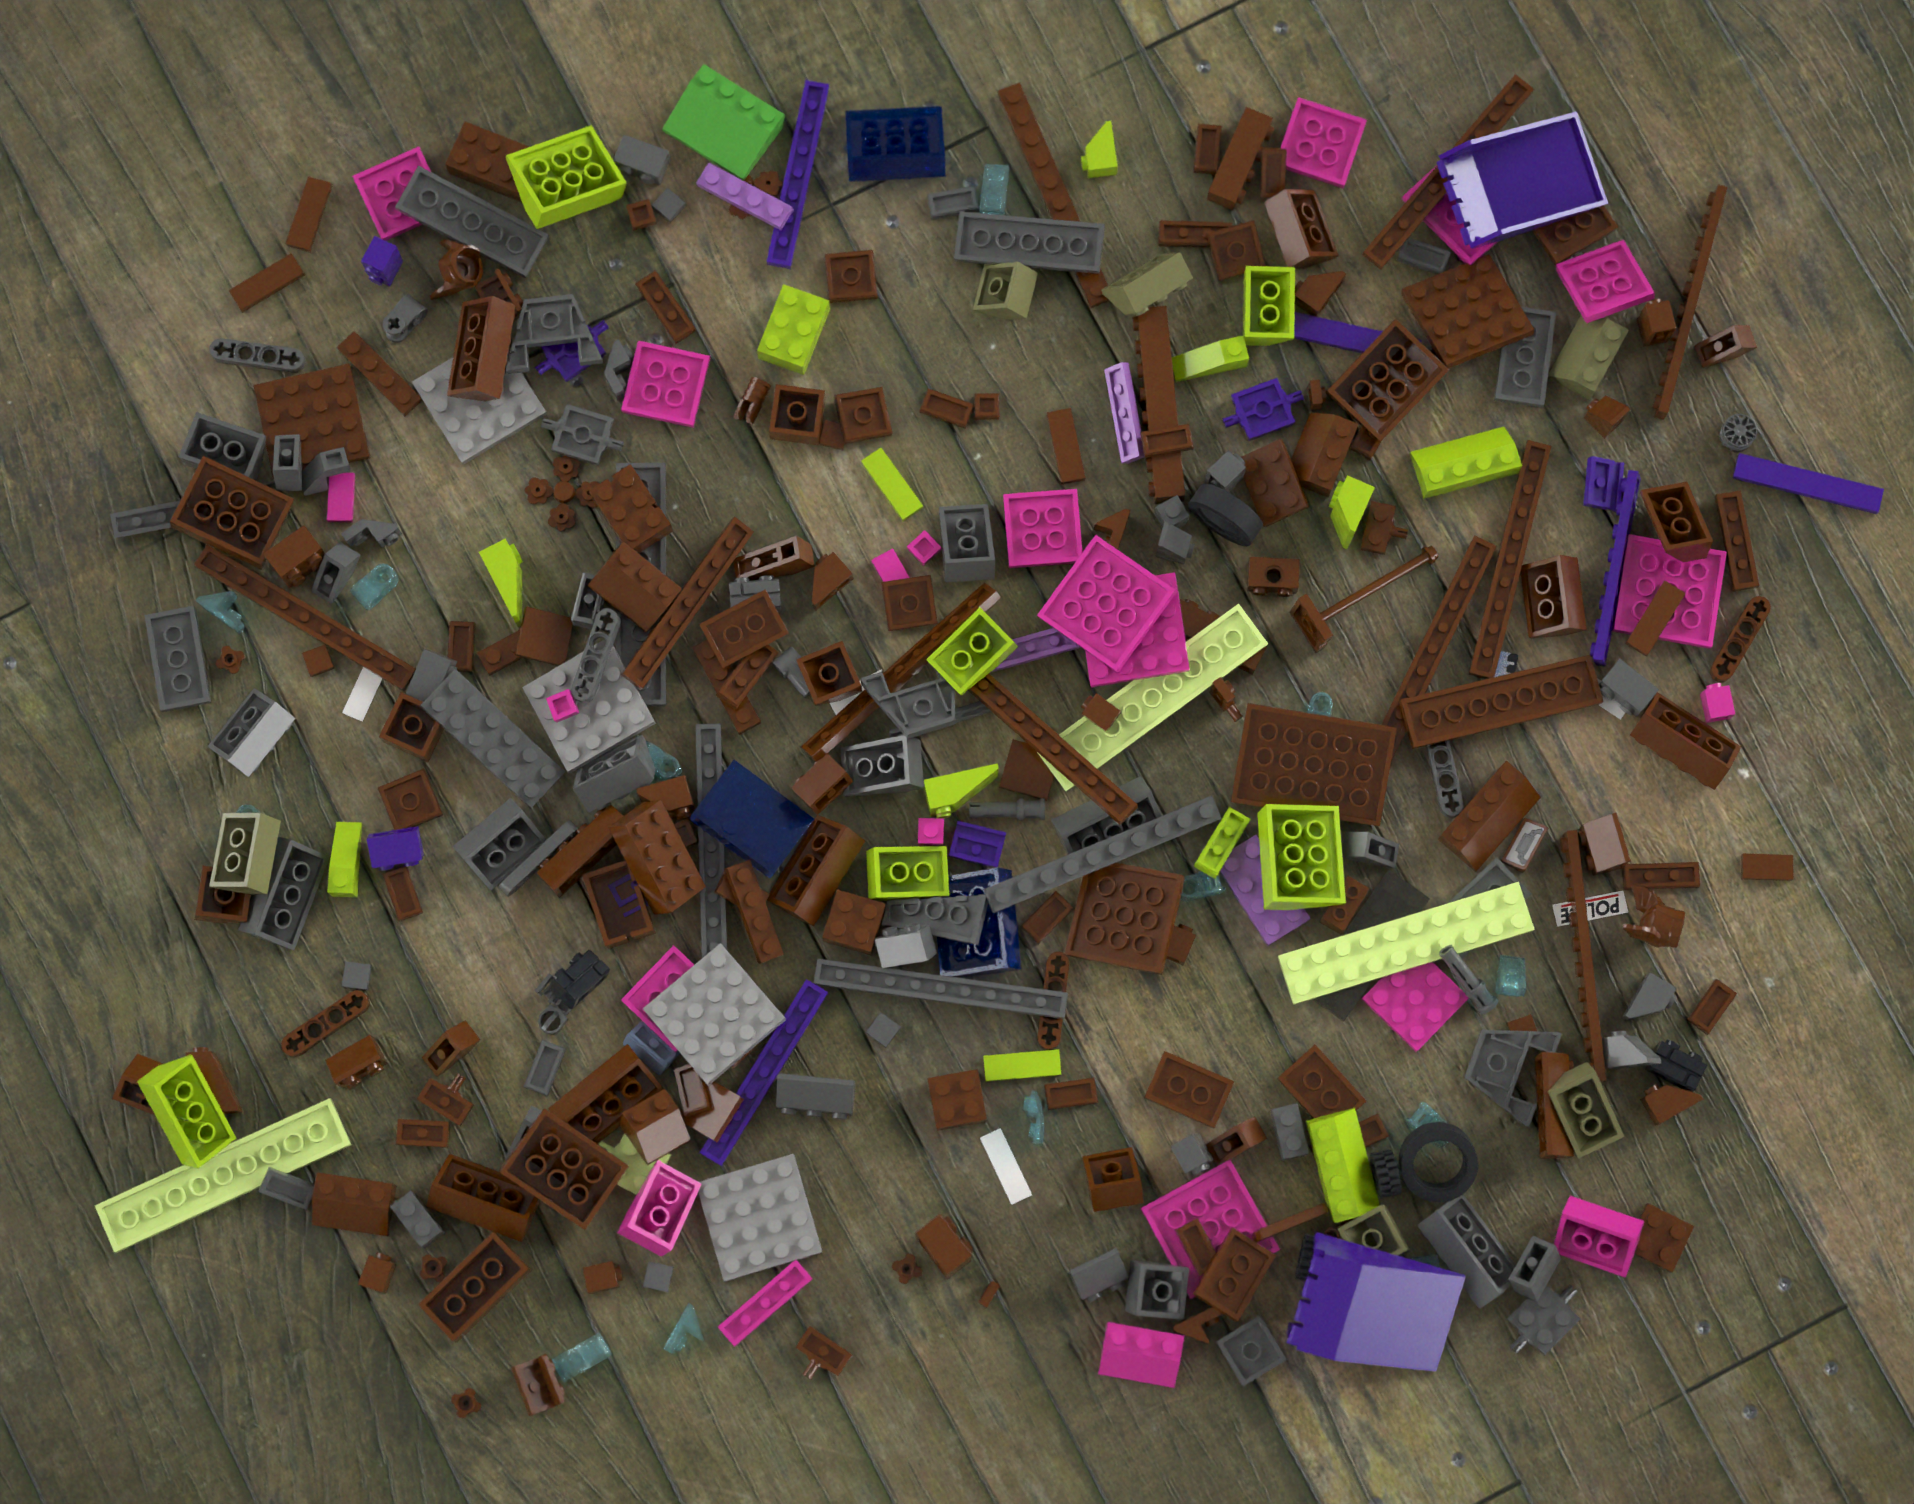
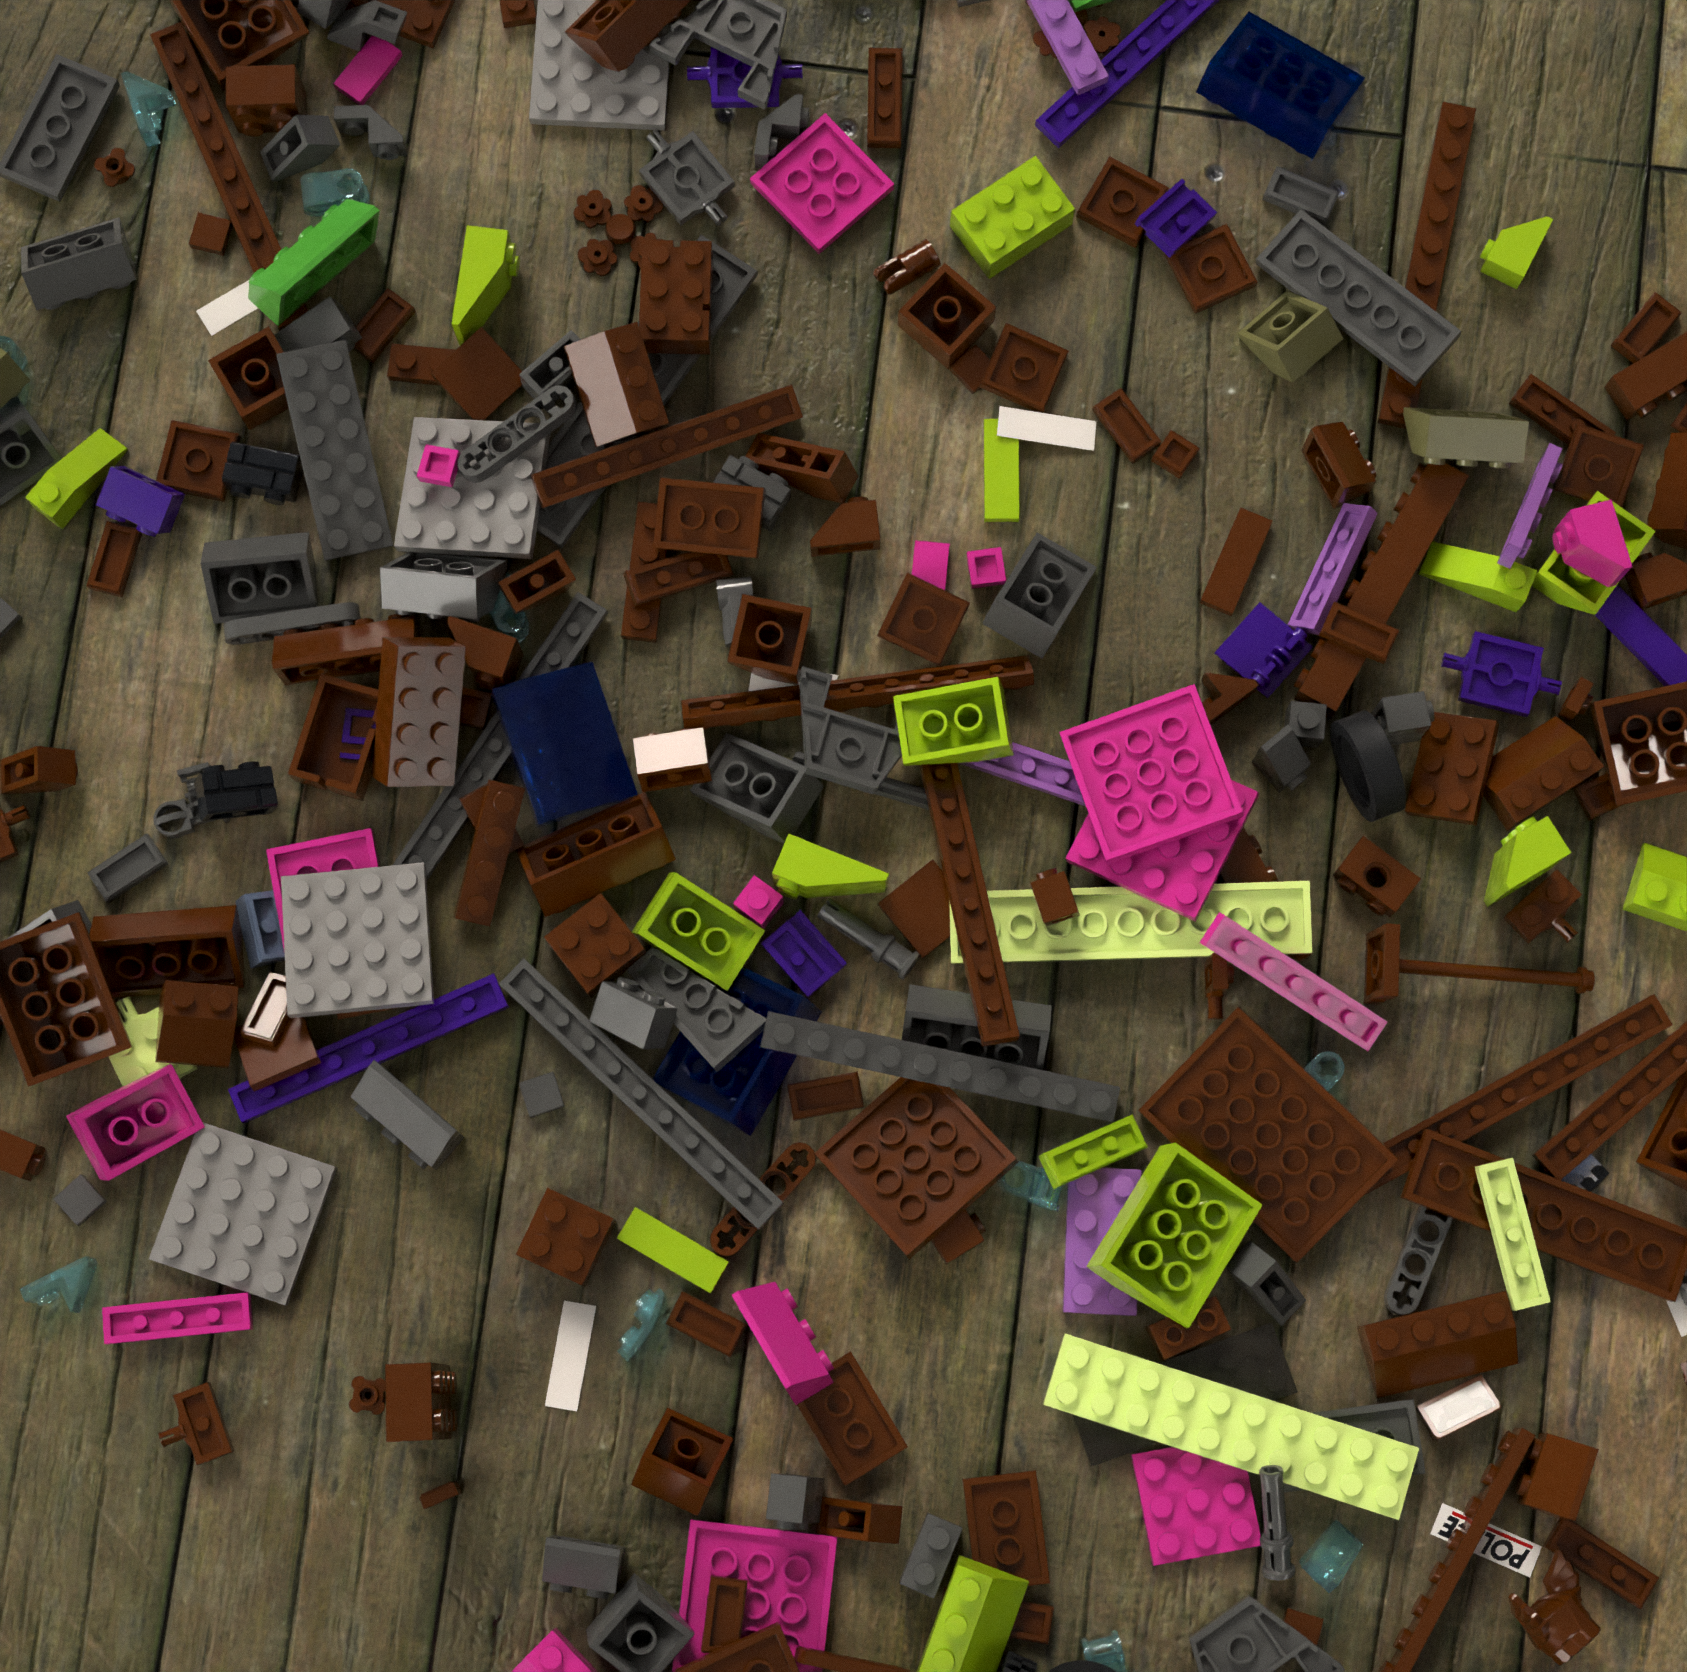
camera: 35 degrees right, 0 degrees up
(396, 634) = (314, 259): none -> bright green slope
(456, 781) = (262, 473): none -> black brick
(670, 734) = (537, 582): none -> reddish brown slope
(890, 265) = (1175, 218): none -> dark purple plate
(901, 441) = (1046, 428): none -> white sticker
(930, 281) = (1211, 269): none -> reddish brown tile
(994, 189) = (1359, 210): clear light blue slope -> none
(1042, 528) = (1140, 637): dark pink plate -> none
(1086, 348) = (1338, 463): none -> reddish brown slope
(1117, 486) = (1264, 649): none -> dark purple hinge
(1123, 1069) = (785, 1340): none -> dark pink slope
(1216, 307) = (1535, 497): none -> medium lavender plate
(1265, 299) = (1593, 543): none -> dark pink slope
(1269, 667) = (1293, 981): none -> dark pink plate
(1488, 725) = (1512, 1234): none -> yellowish green plate

